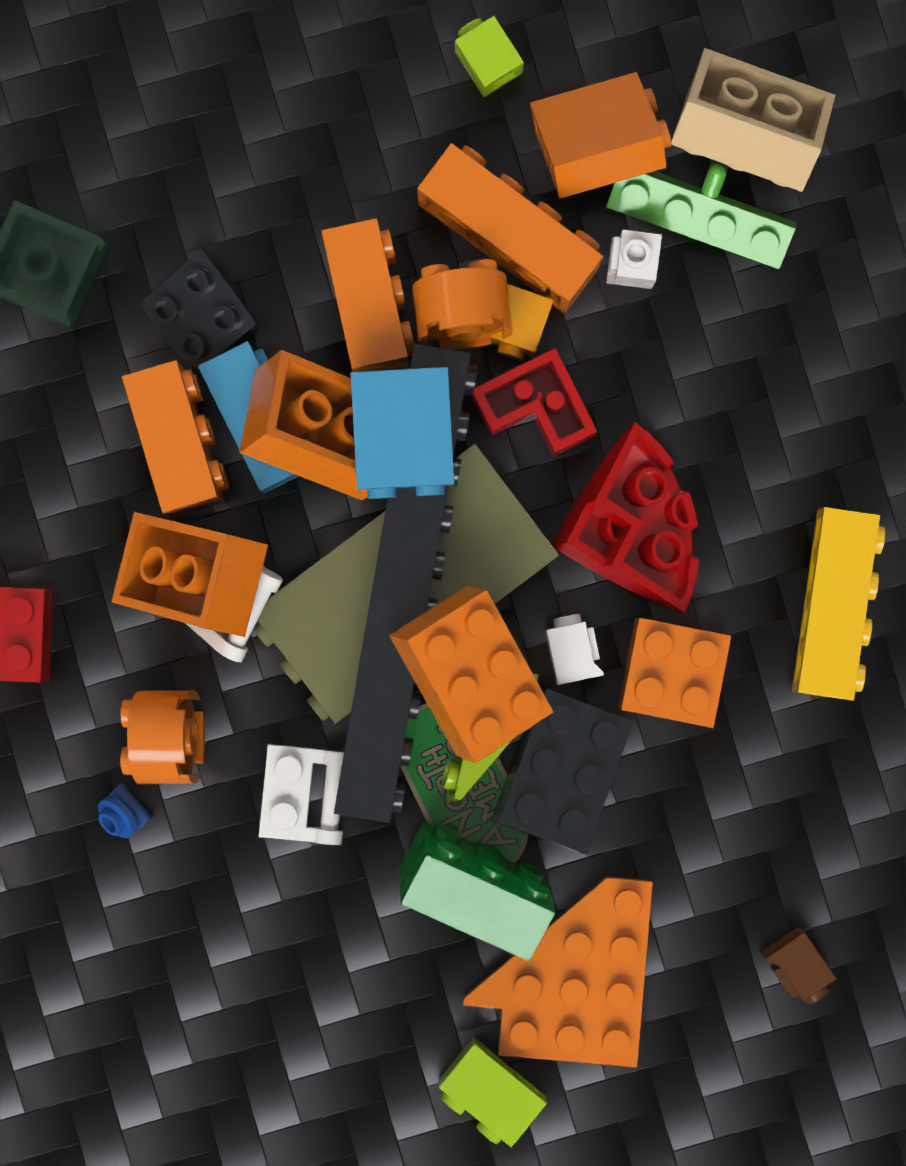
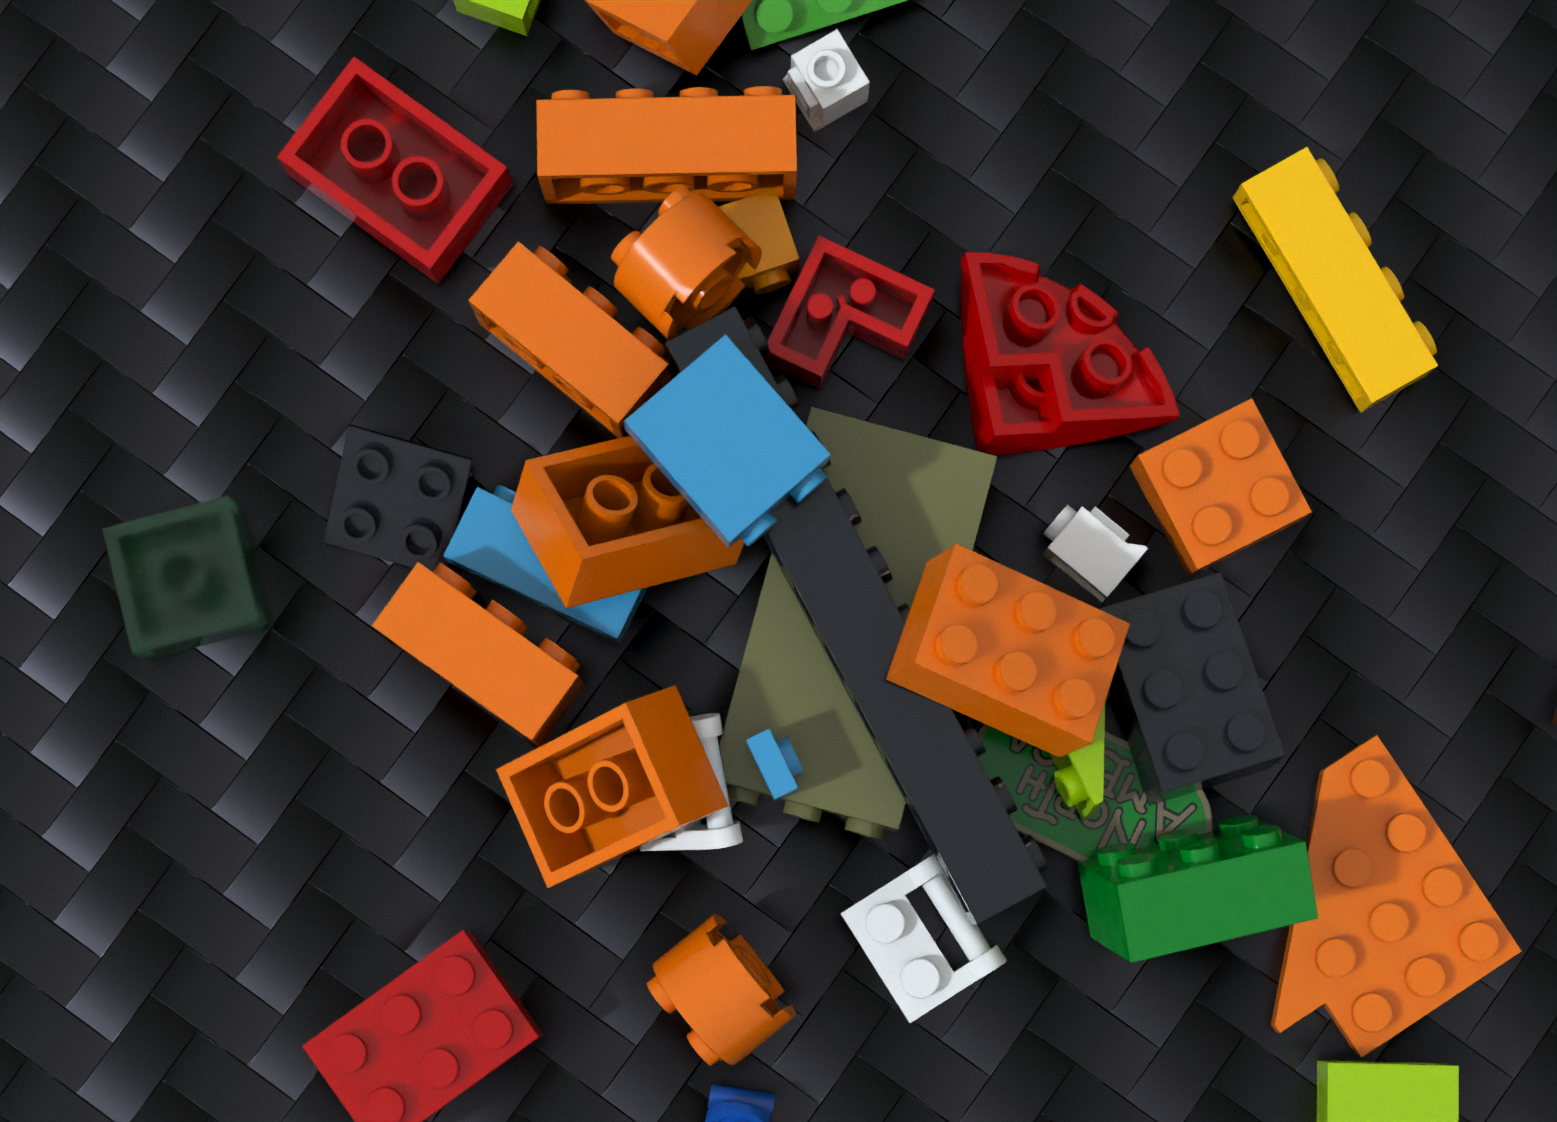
camera: 35 degrees left, 5 degrees down
(292, 633) = (776, 763): none -> dark azure plate
(344, 119) = (396, 170): none -> red brick

